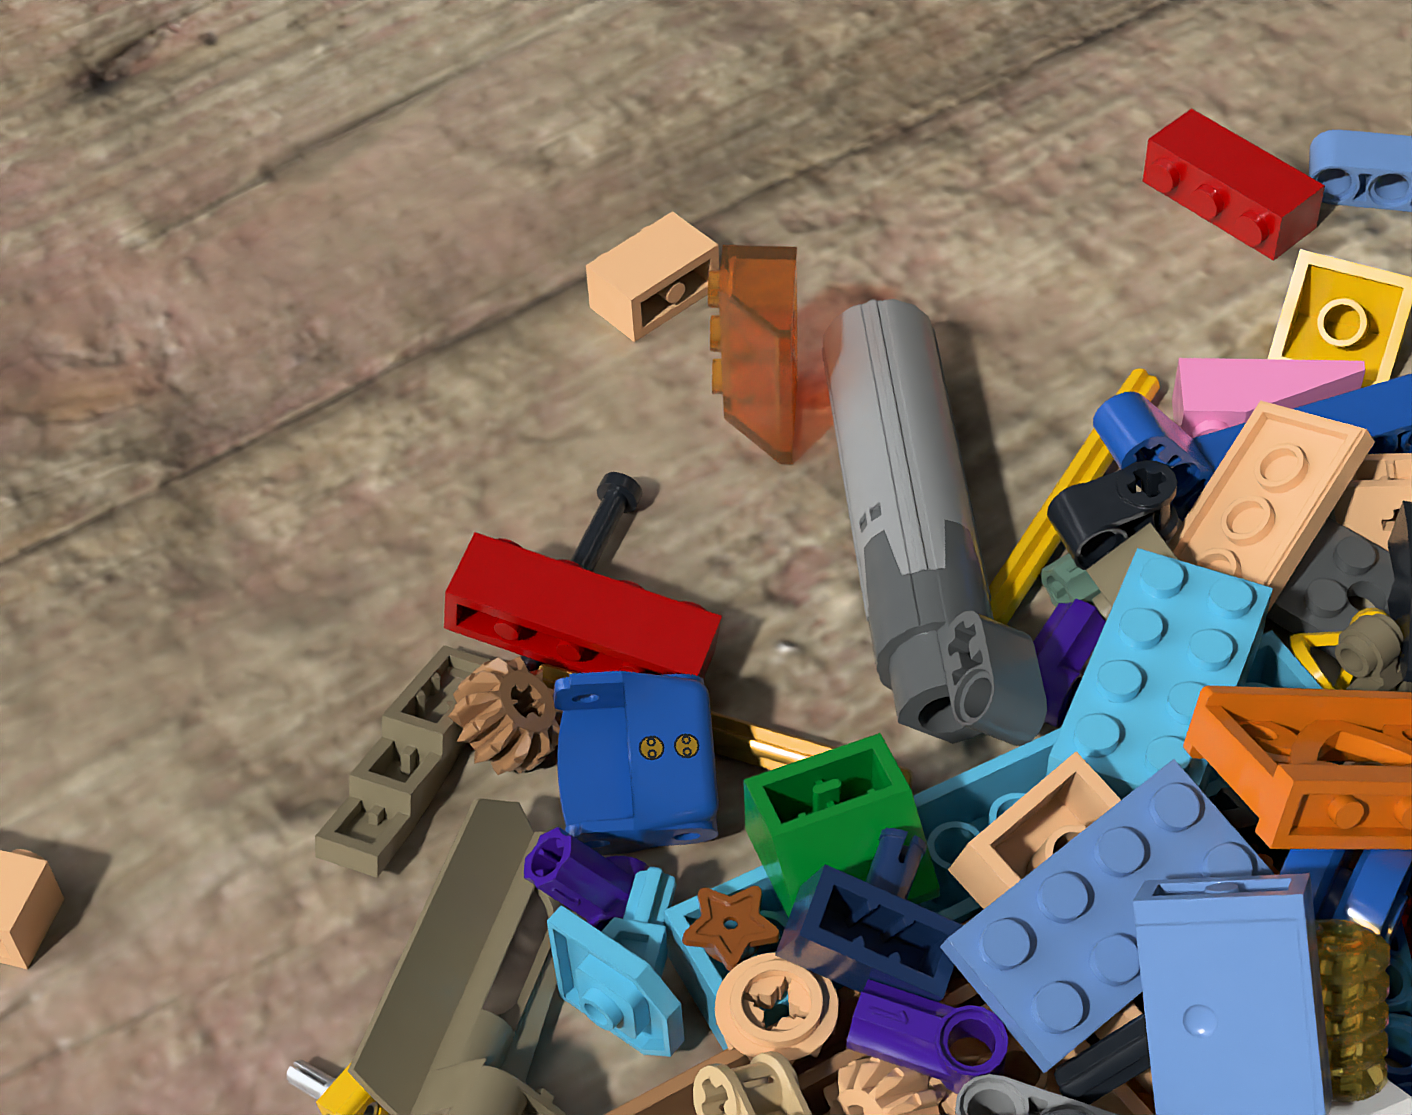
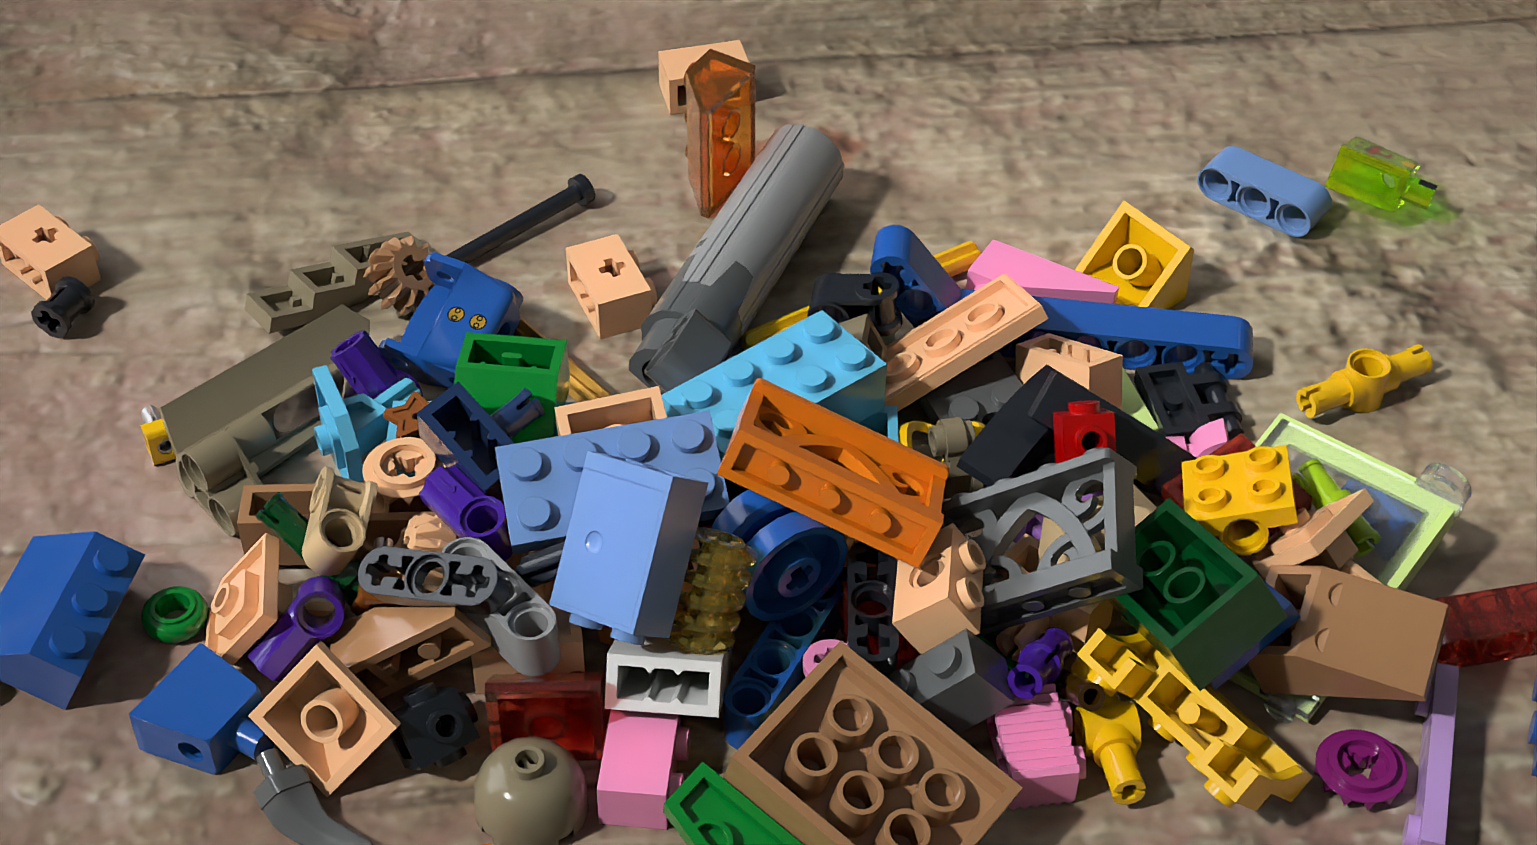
camera: 25 degrees right, 5 degrees down
(57, 969) = (63, 307): none -> black bush
(573, 614) = (485, 236): red brick -> none
(770, 612) = (610, 285): none -> light nougat brick
(1233, 183) = (1140, 158): red brick -> none

